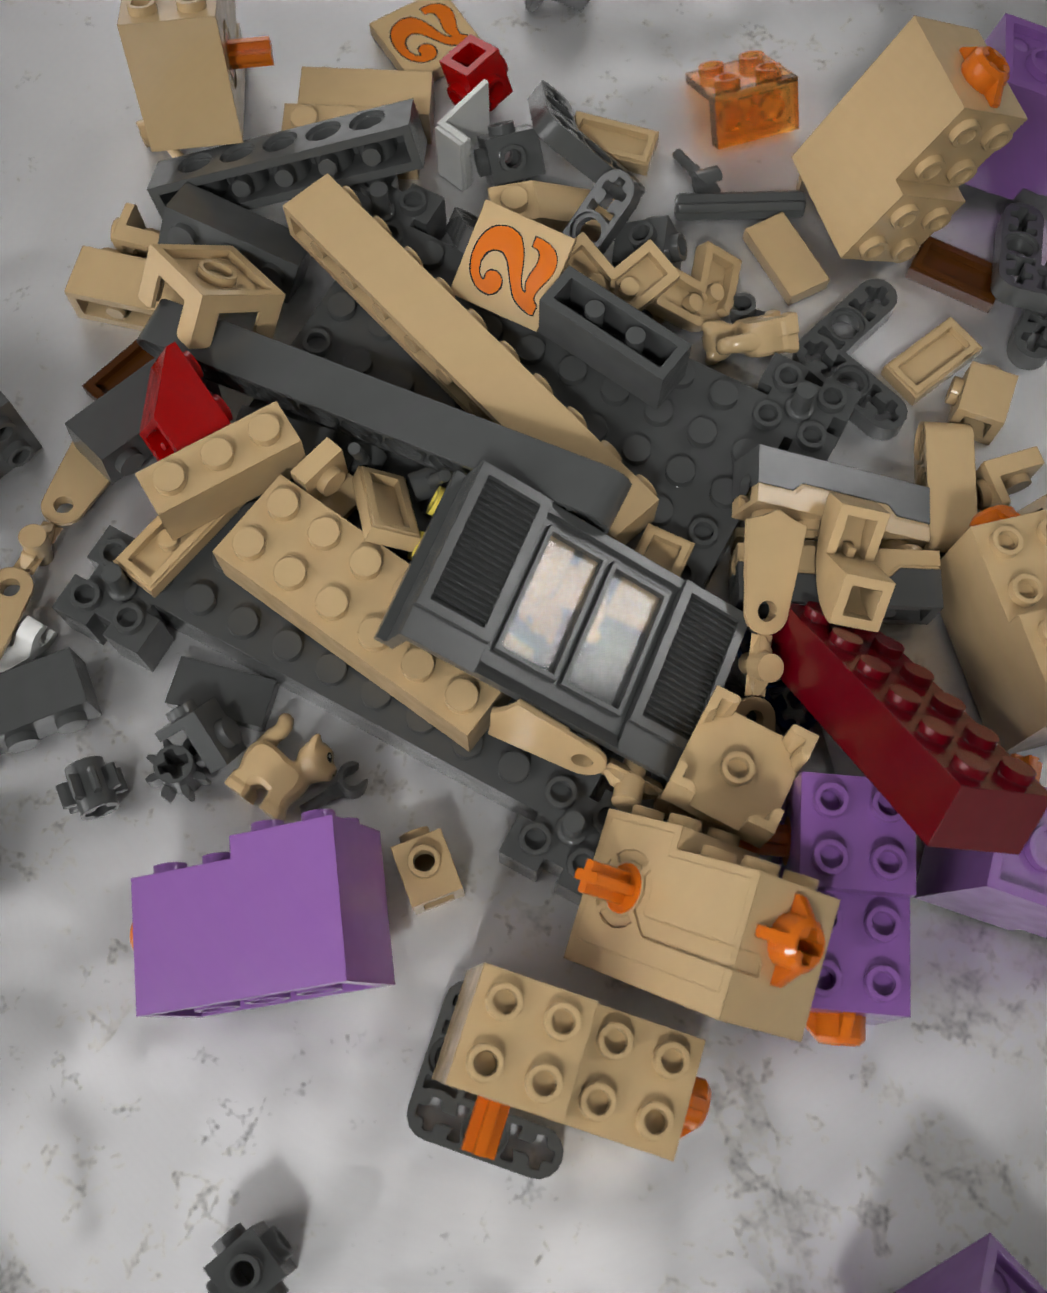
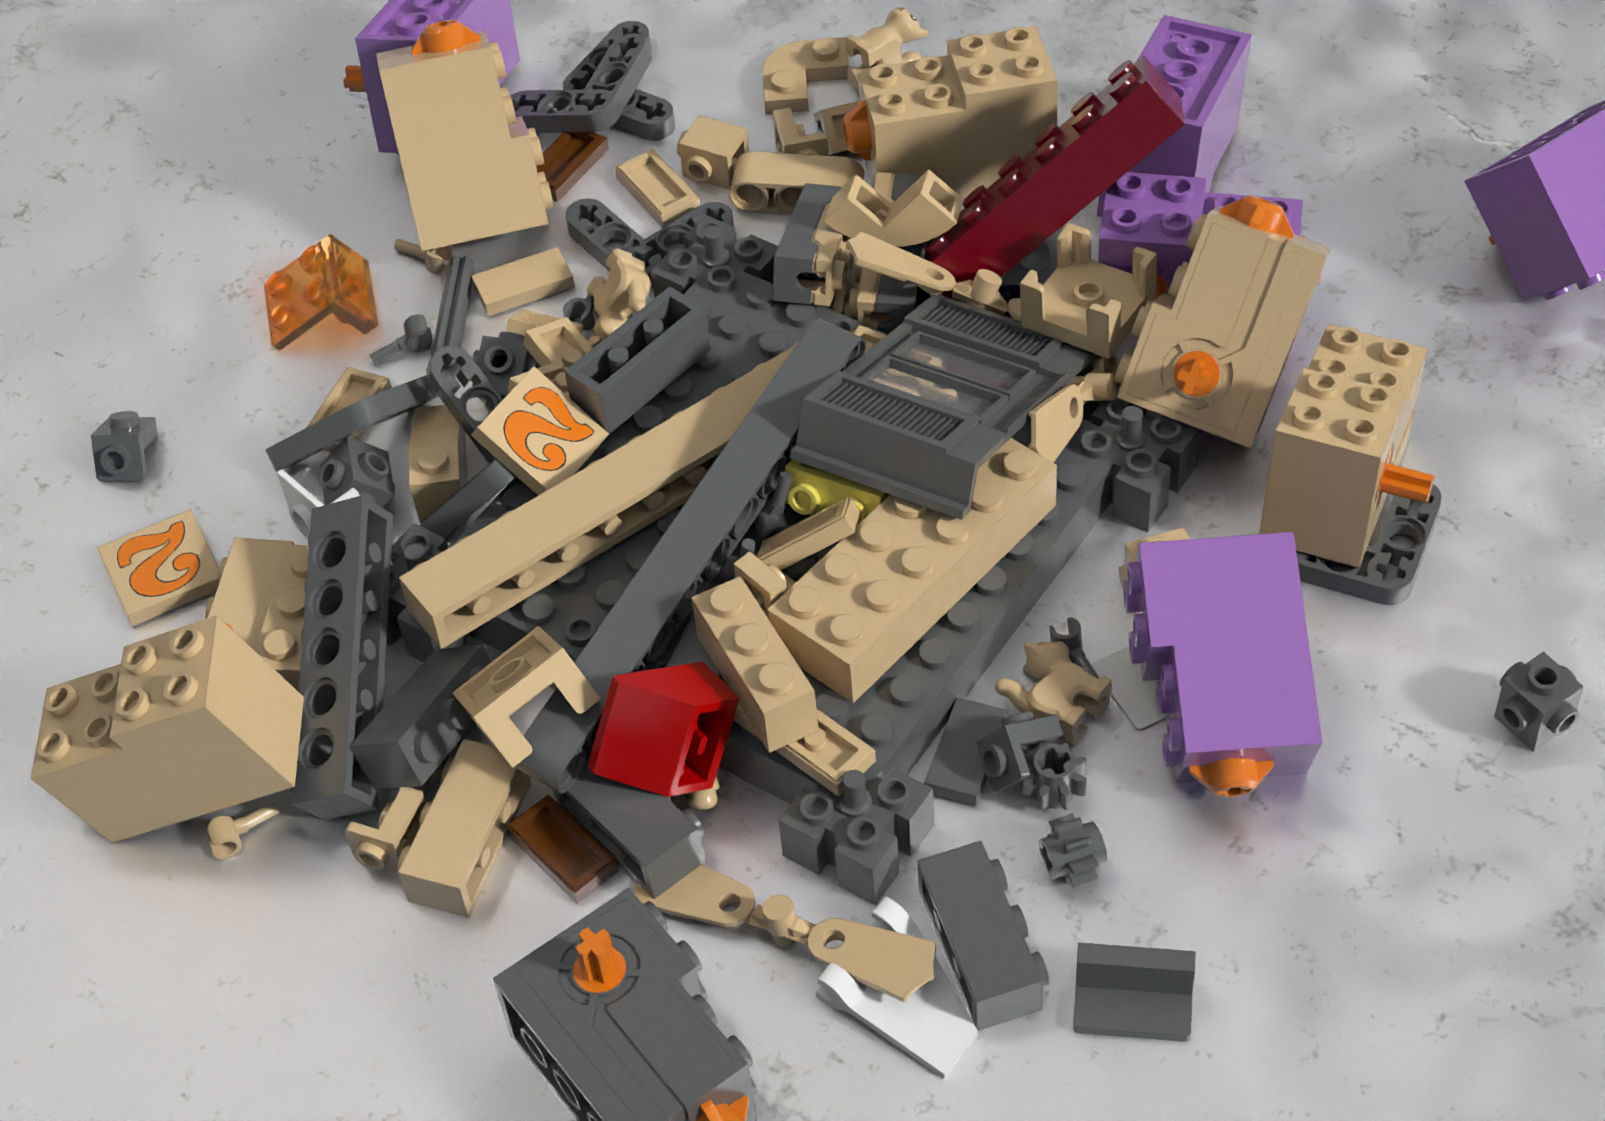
camera: 80 degrees left, 20 degrees down
(470, 64) = (247, 503): red brick -> none

